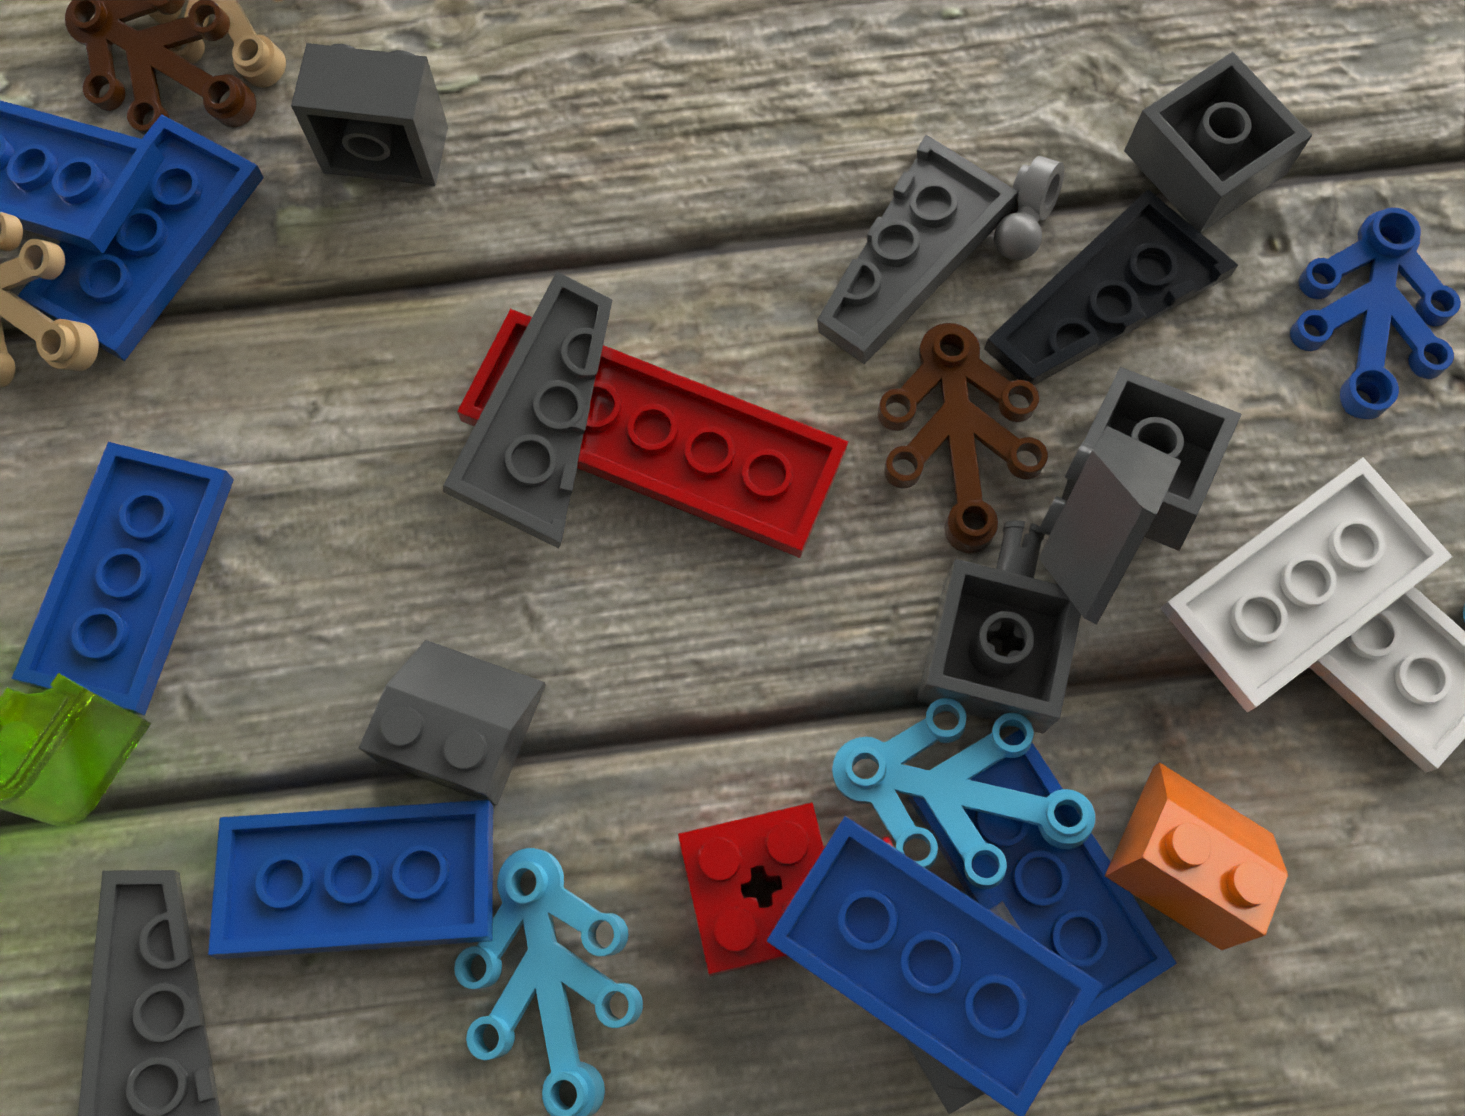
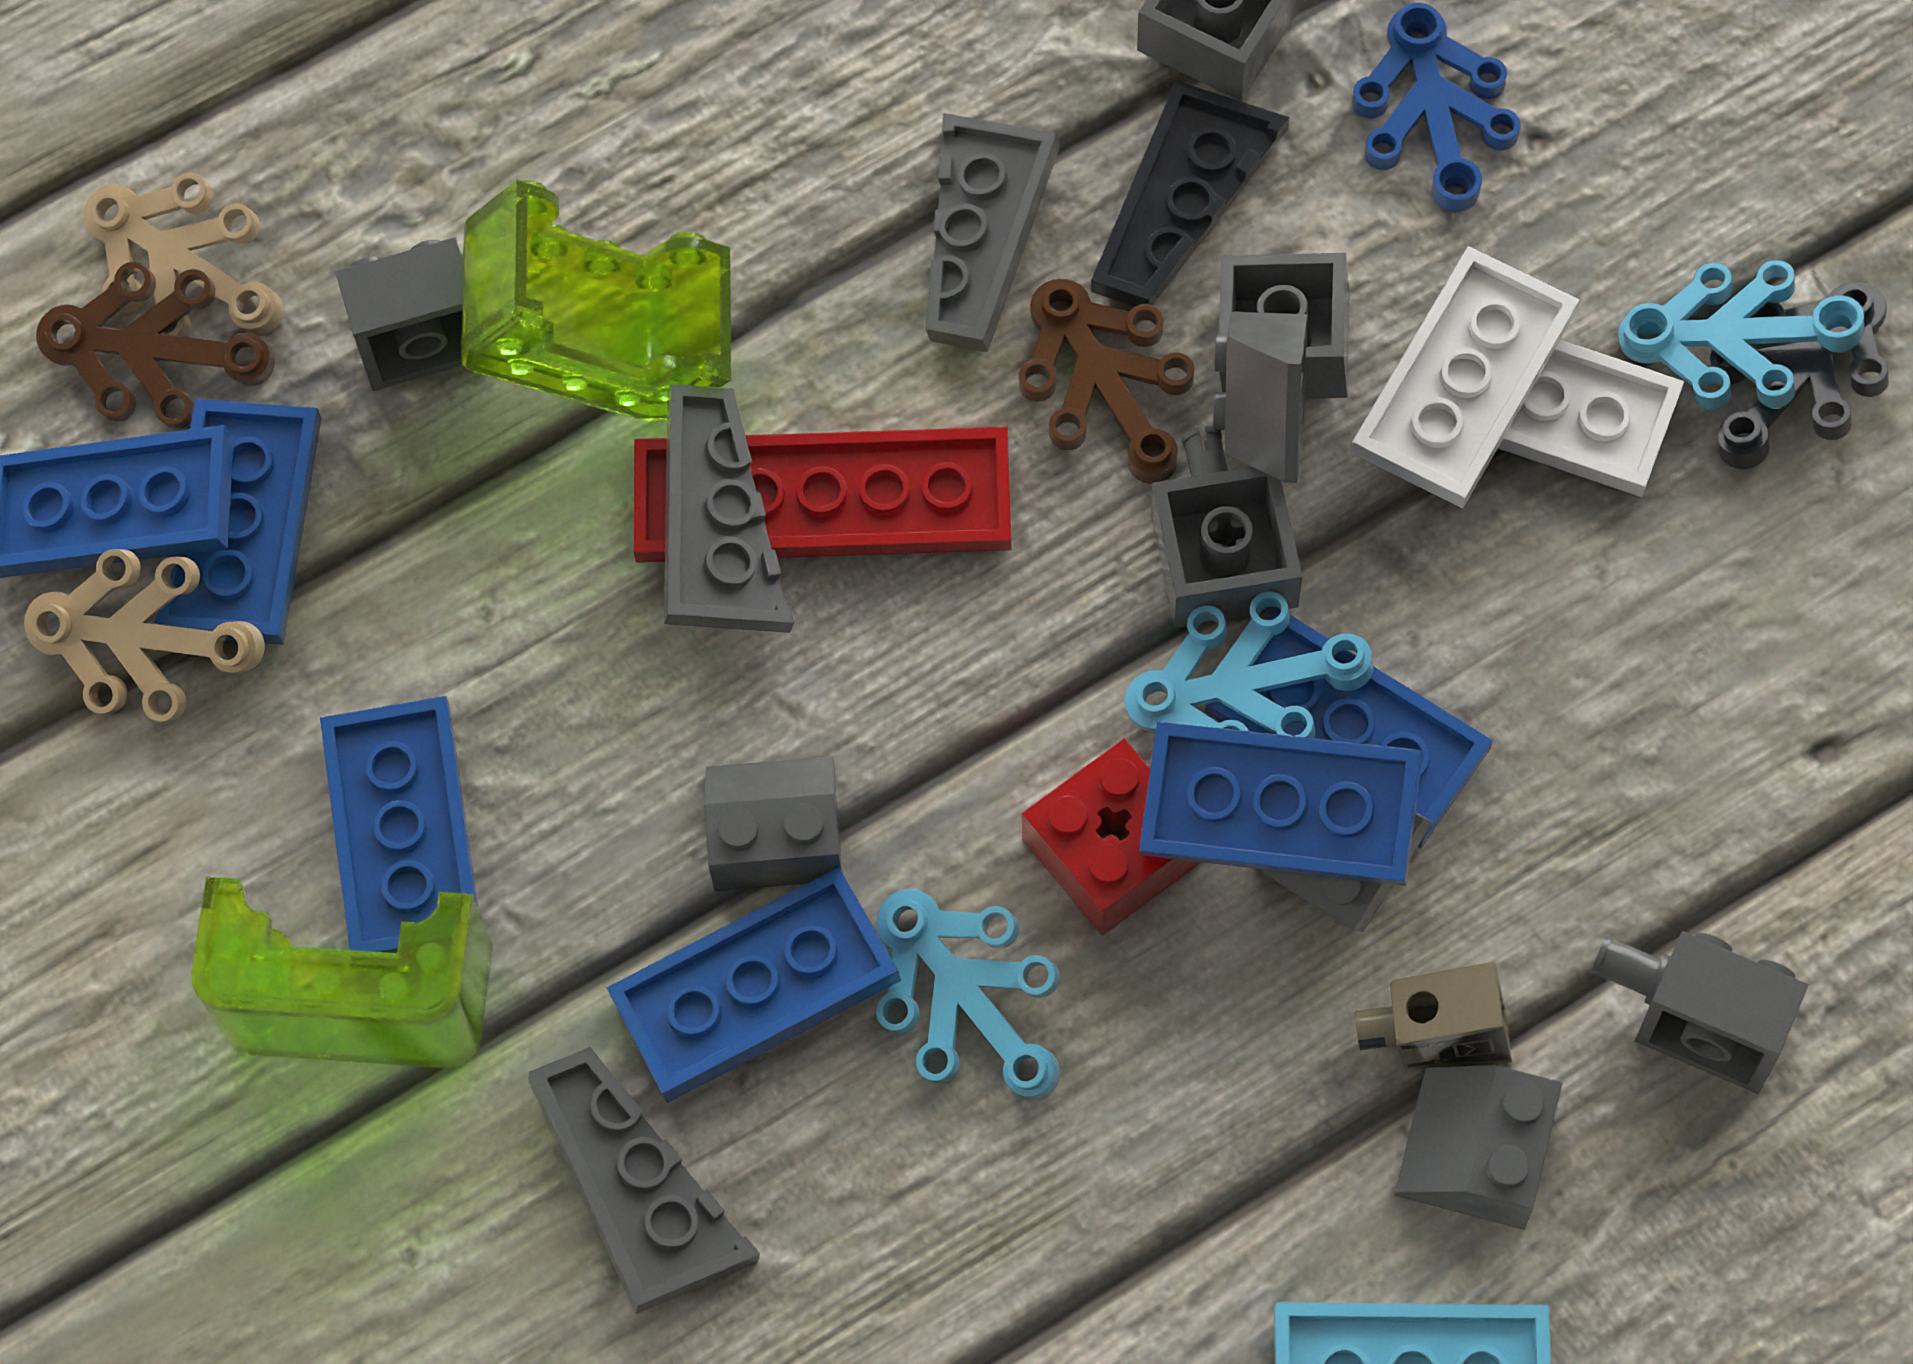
camera: 20 degrees left, 5 degrees down
(508, 171) = (590, 315): none -> clear neon green windscreen
(1038, 190) = (1073, 120): light grey plate -> none
(1199, 861) = (1472, 650): orange slope -> none

